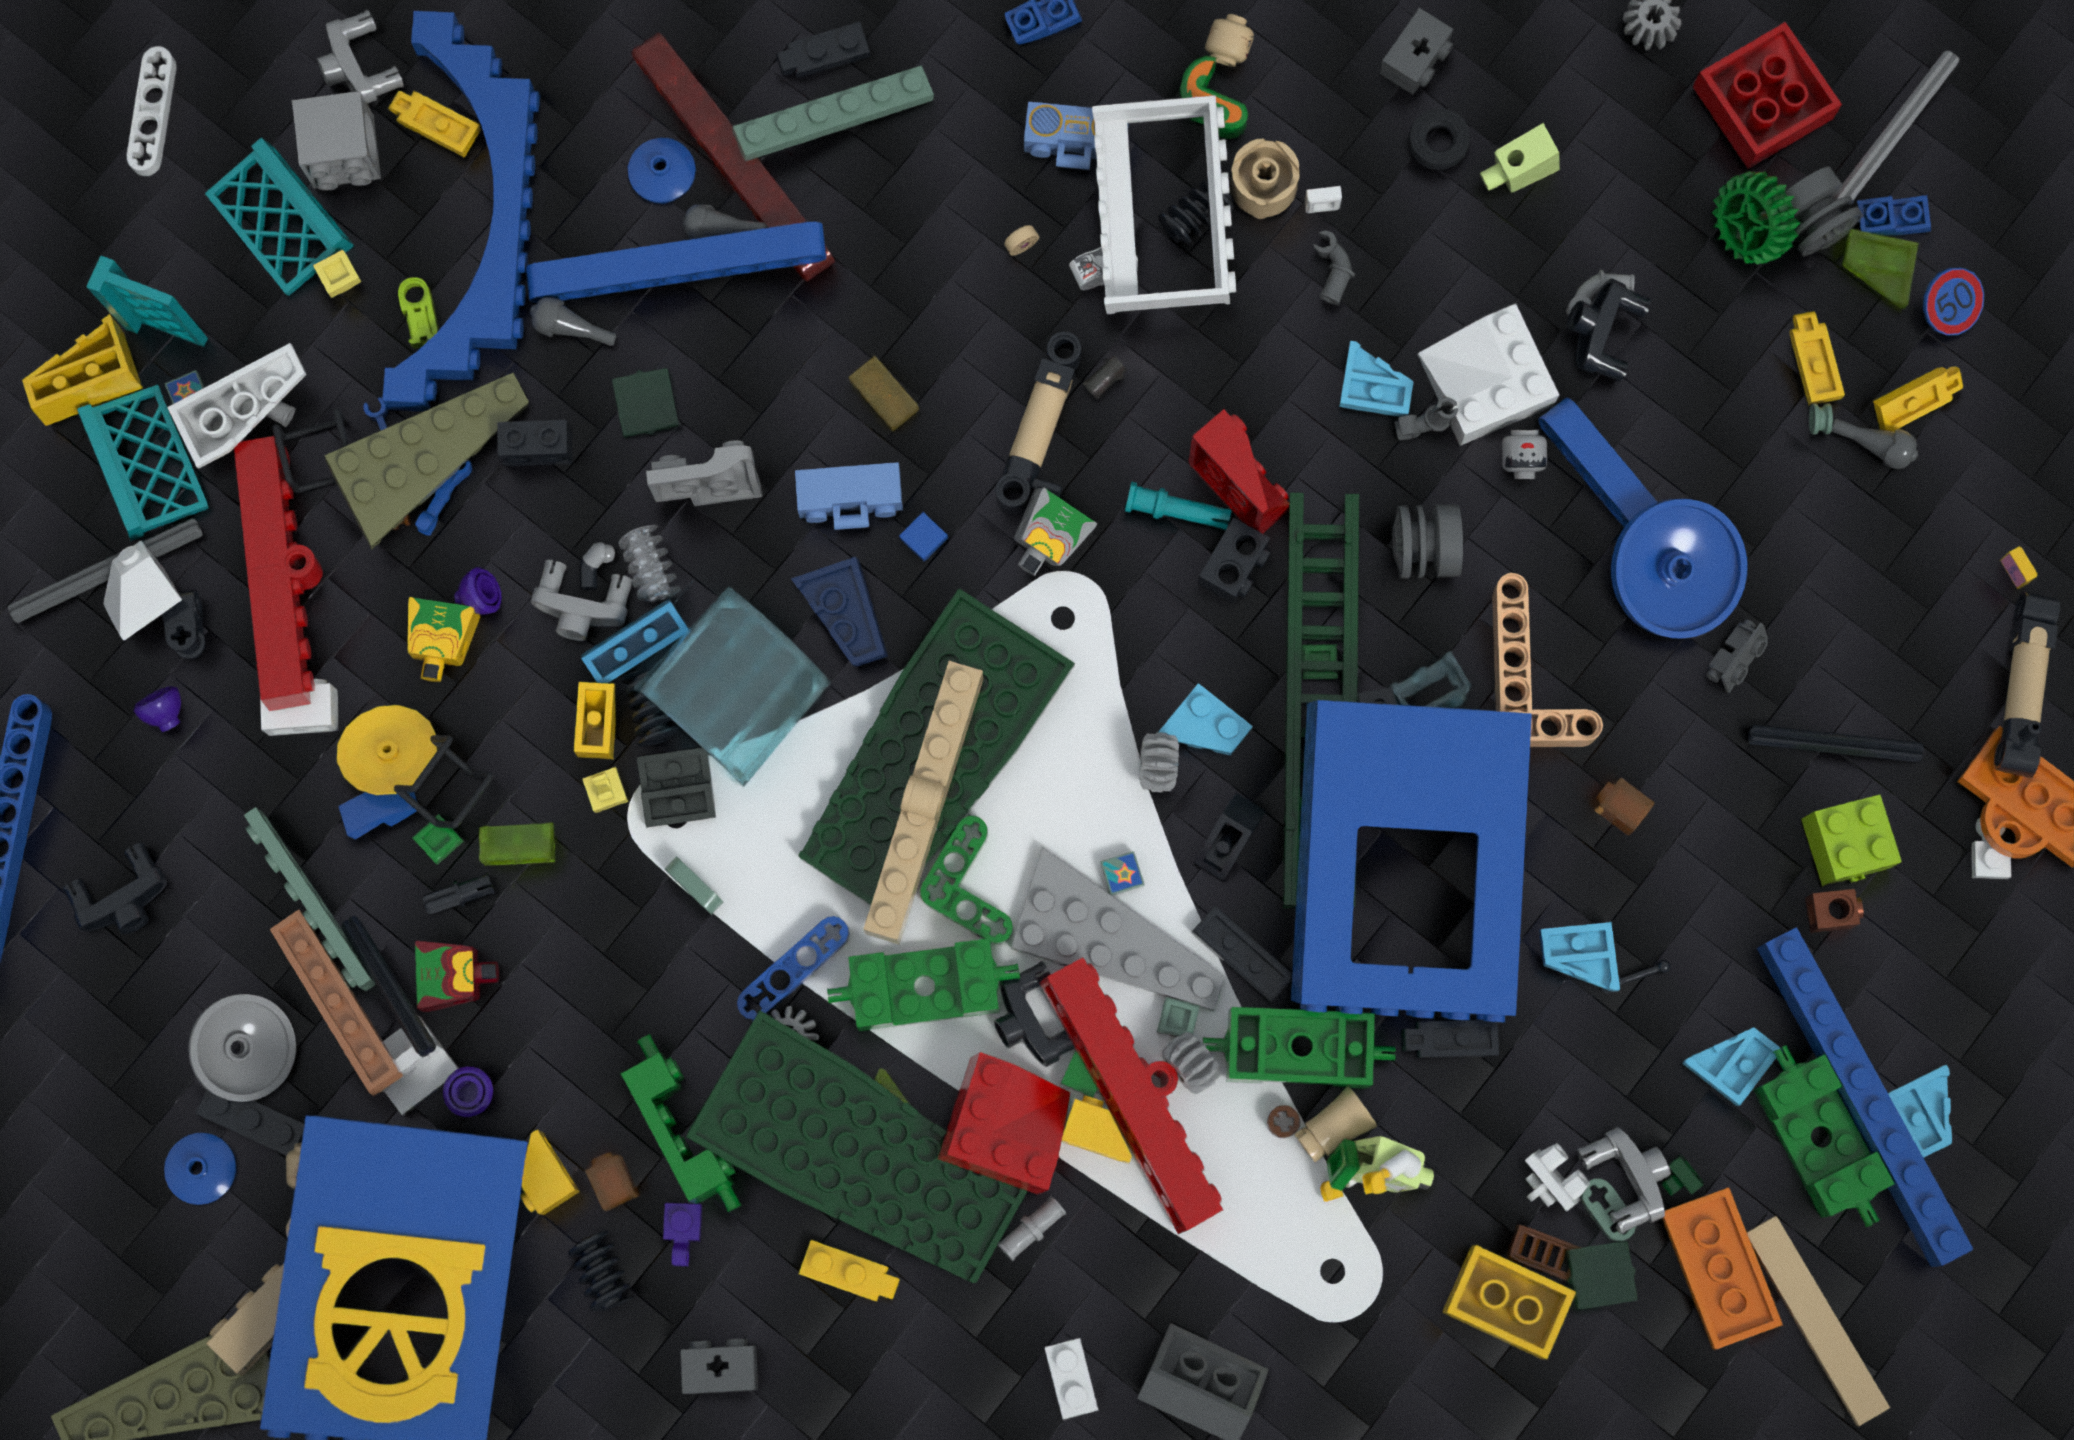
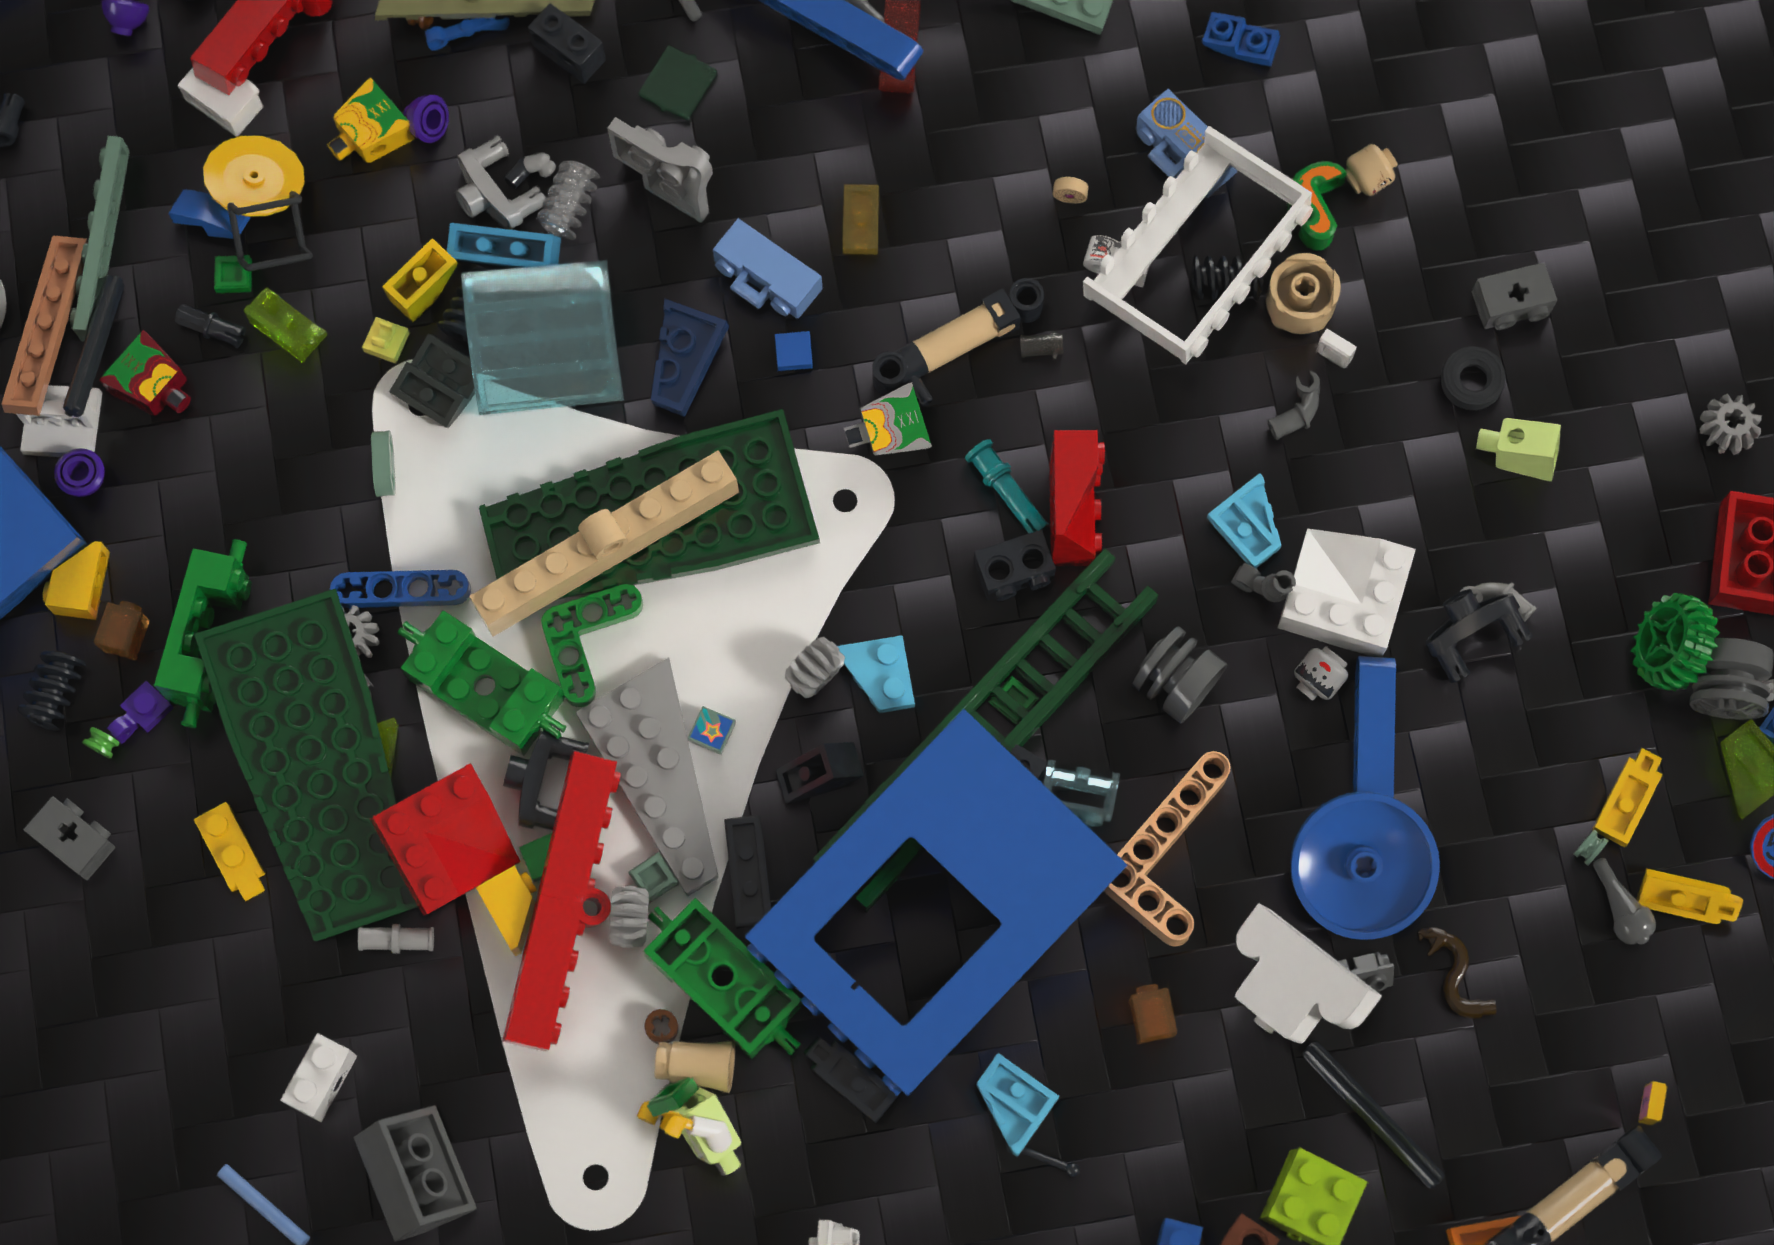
camera: 40 degrees right, 5 degrees down
(675, 1278) = (101, 742): none -> bright green bush
(1706, 692) = (1297, 980): none -> white brick
(1831, 611) = (1466, 1008): none -> dark brown animal

